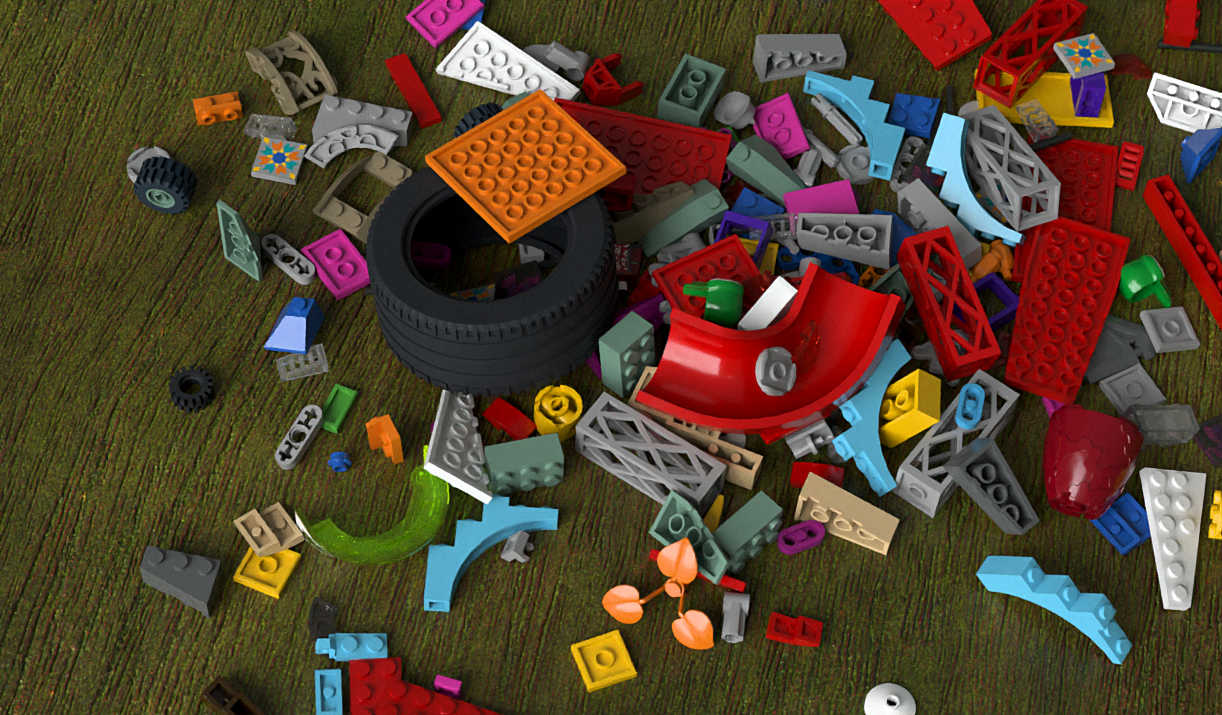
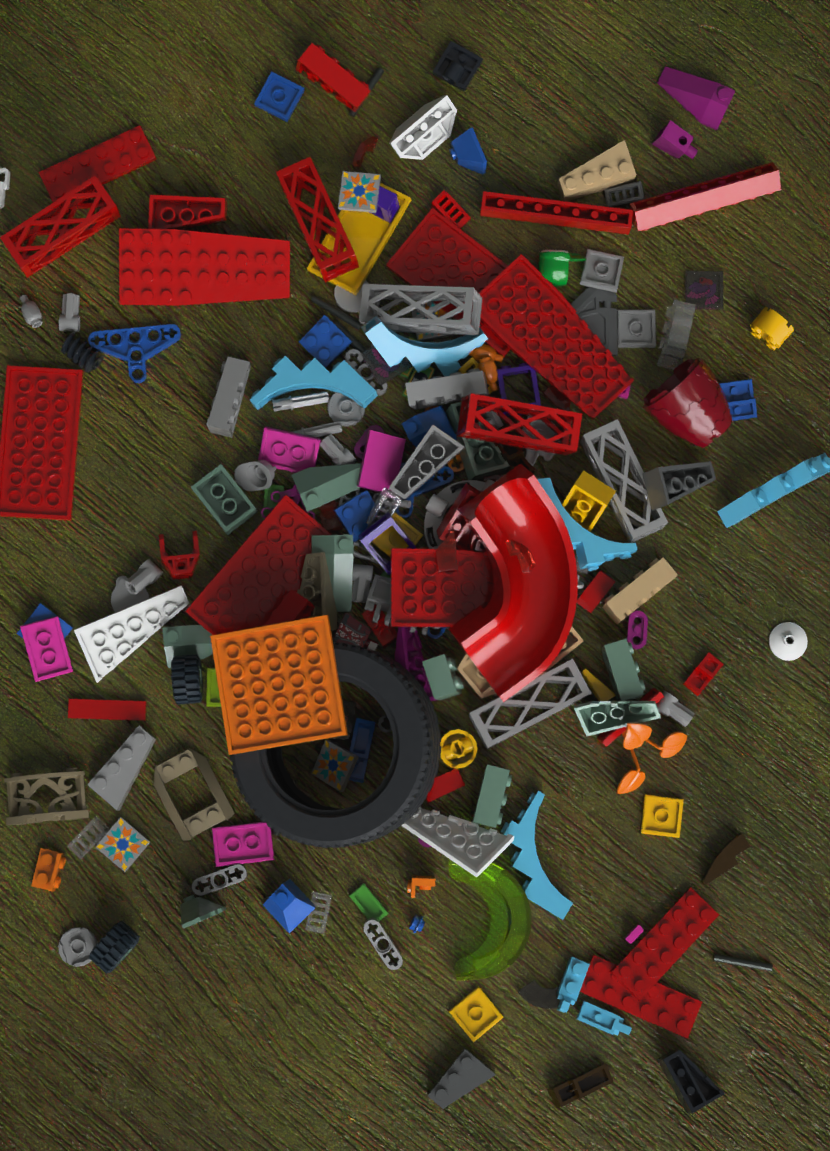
camera: 60 degrees left, 25 degrees up
(195, 400) = (310, 1012): black tyre -> none
(269, 530) = (450, 1001): tan slope -> none
(350, 137) = (135, 795): light grey tile -> none
(429, 254) = (281, 778): magenta plate -> none
(515, 546) = (548, 833): light grey tile -> none
(723, 300) = (449, 593): green piece -> none
(770, 307) = (476, 567): white slope -> none
(775, 371) = (532, 590): light grey tile -> none
(970, 408) = (614, 462): dark azure plate -> none
(1037, 135) = (382, 262): clear slope -> none
(1063, 137) = (405, 261): pearl dark grey bar -> none
(1174, 520) = (748, 364): white wing -> none

